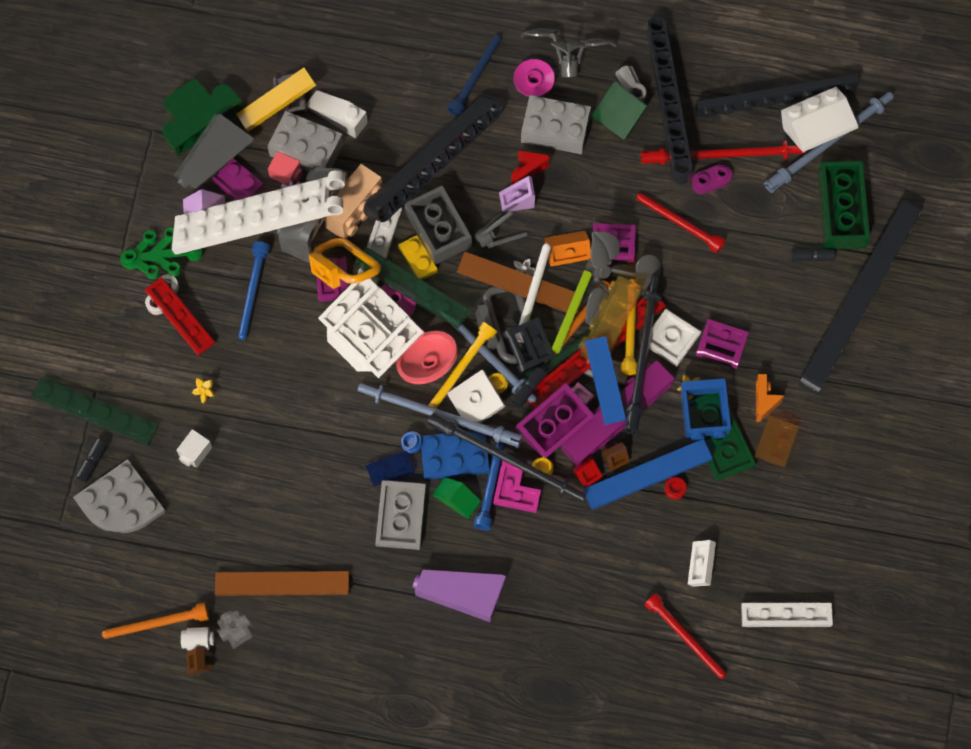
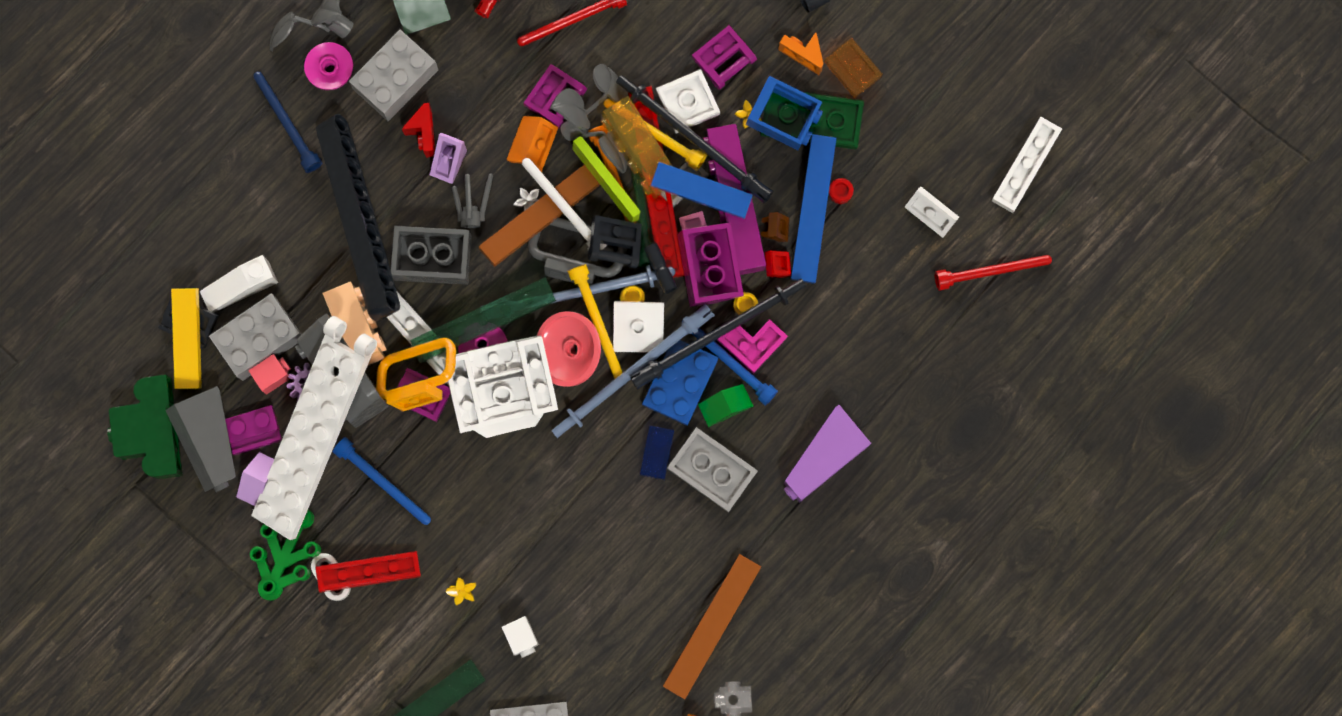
camera: 60 degrees left, 10 degrees up
(411, 442) = (643, 415): blue plate -> none
(418, 258) = (450, 296): yellow plate -> none

